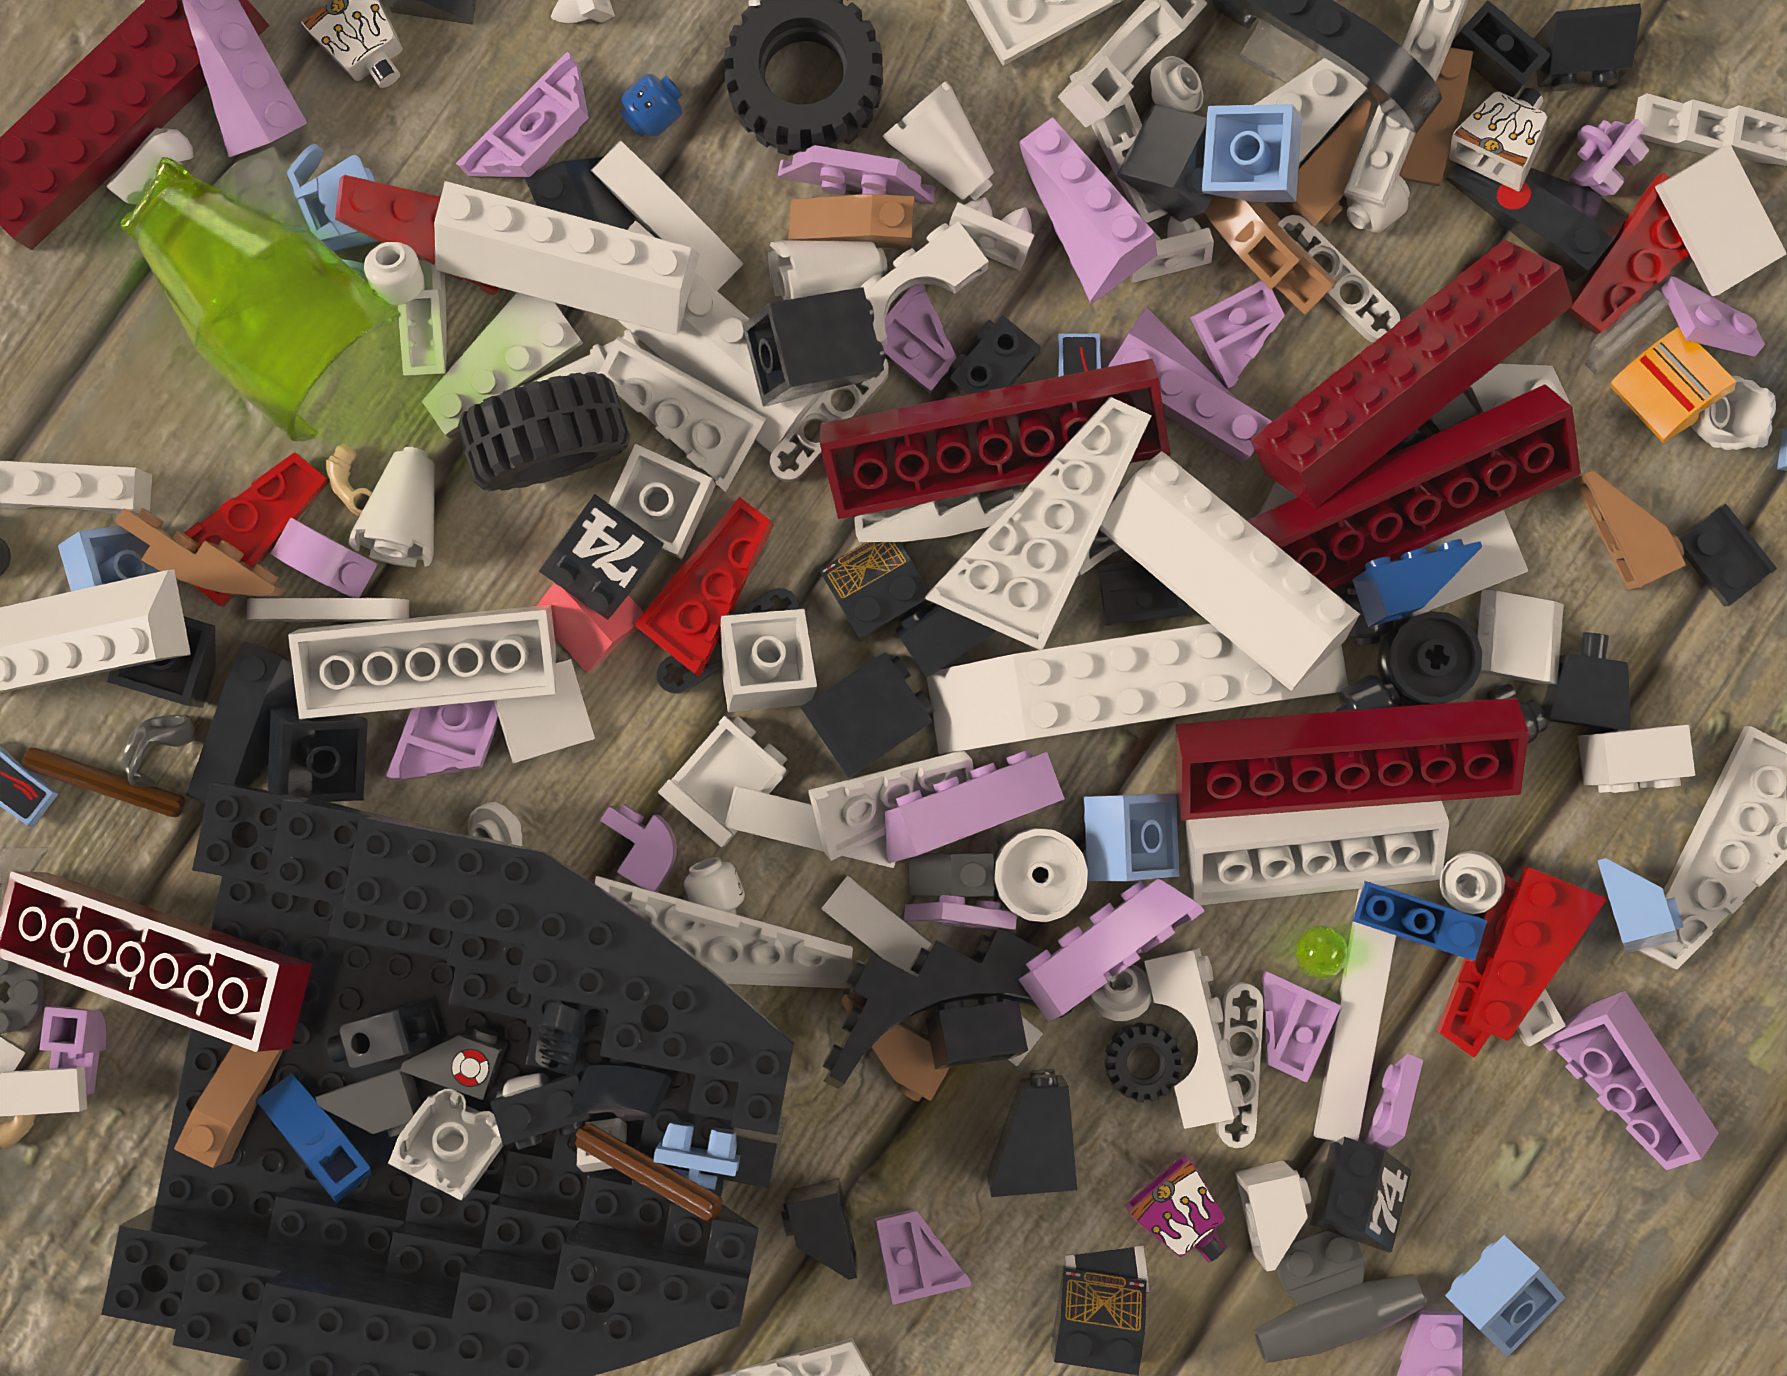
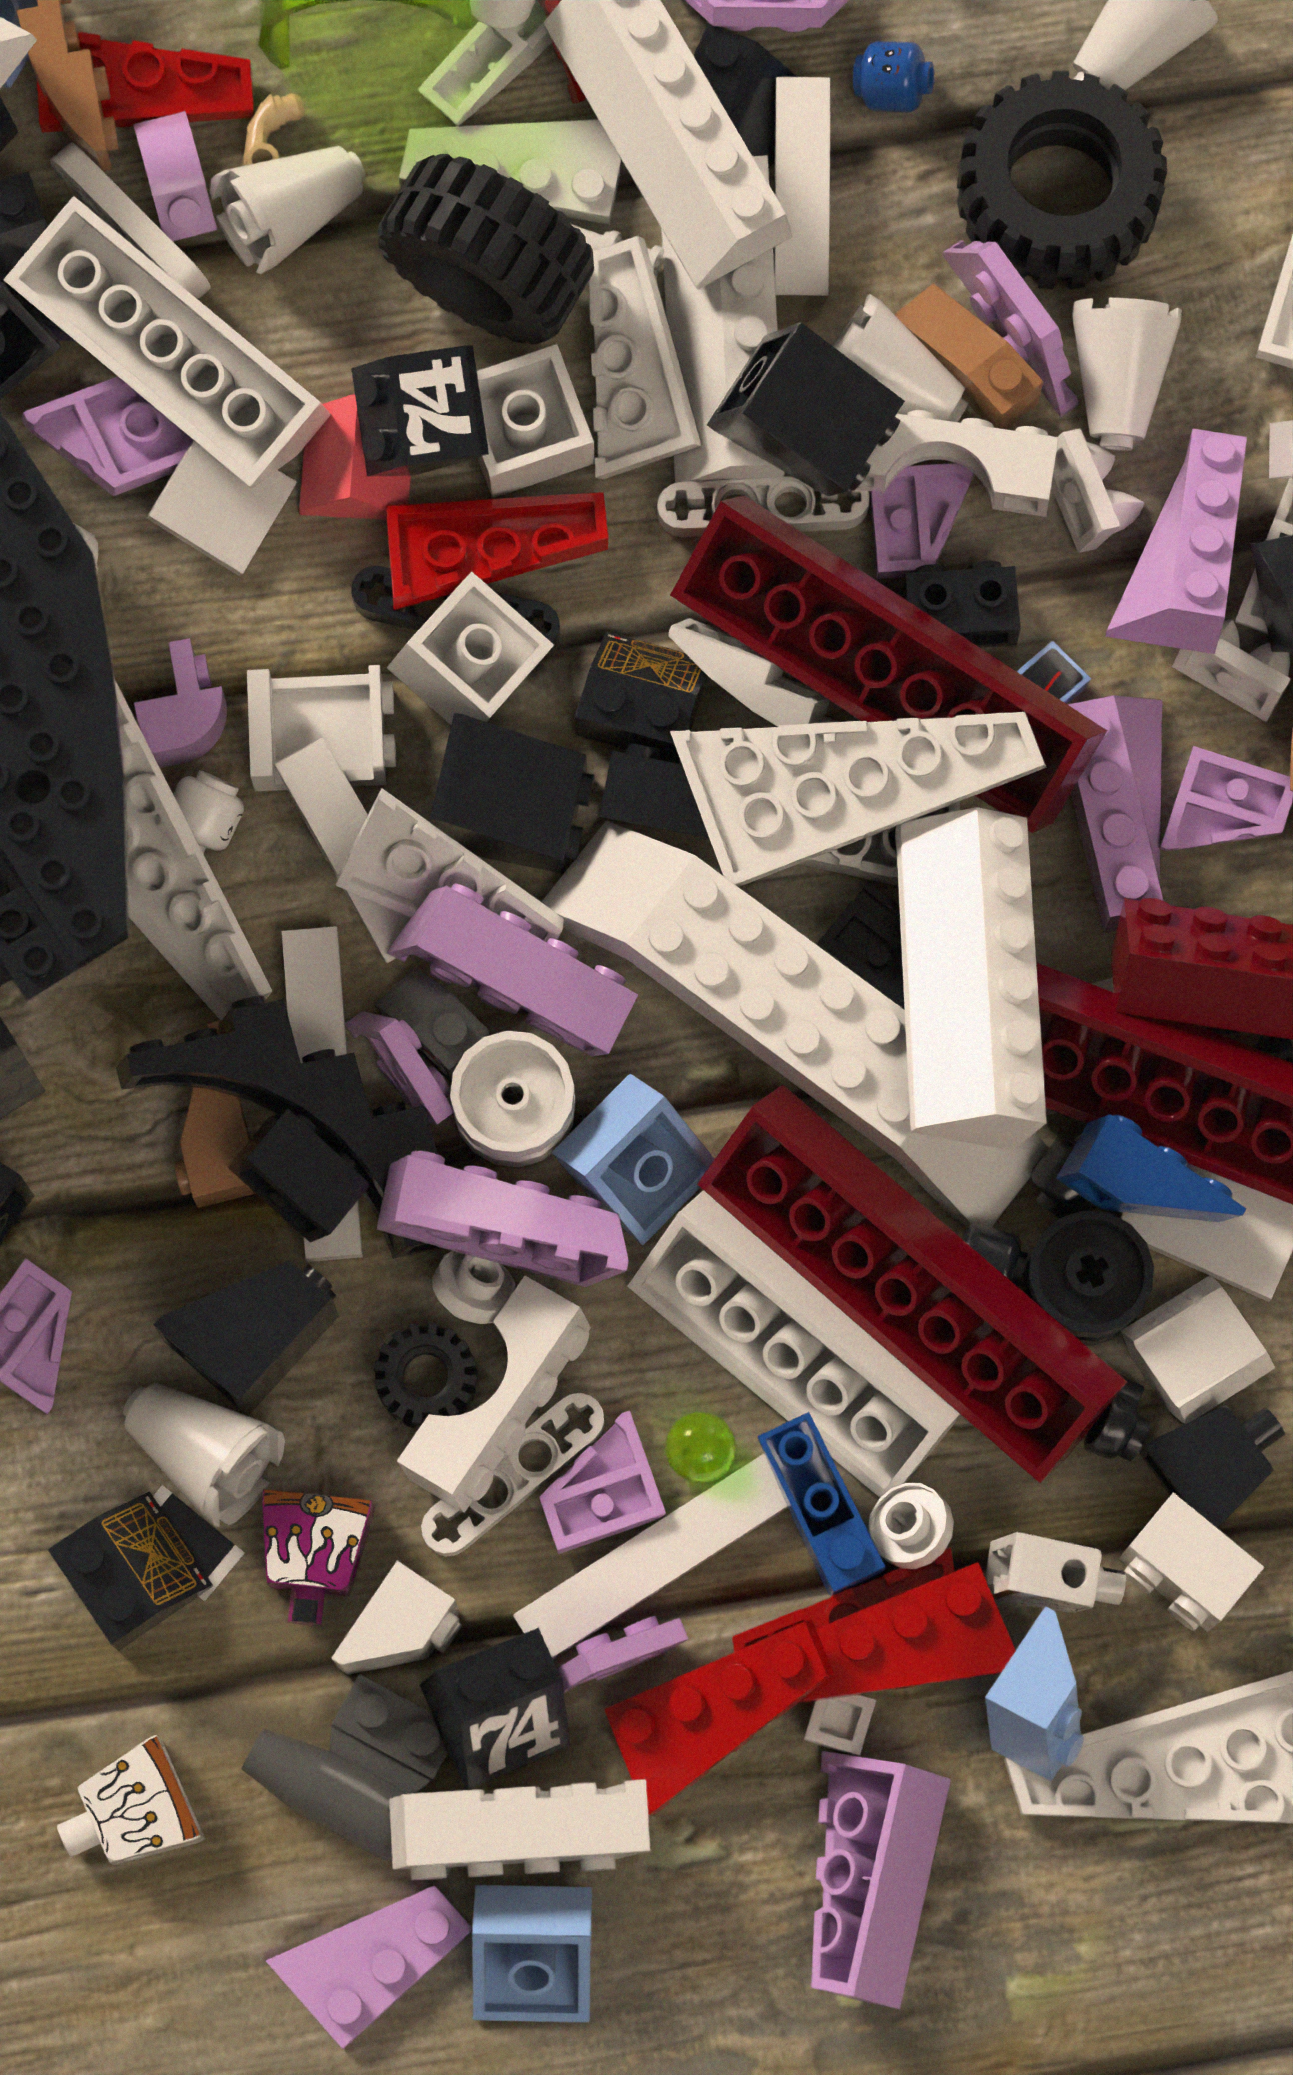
camera: 45 degrees right, 10 degrees down
(1071, 1223) = (204, 1449): none -> white cone
(1444, 1247) = (518, 1828): none -> white wedge
(1472, 1086) = (706, 1714): none -> red wing
(1567, 835) = (1029, 1570): none -> white torso

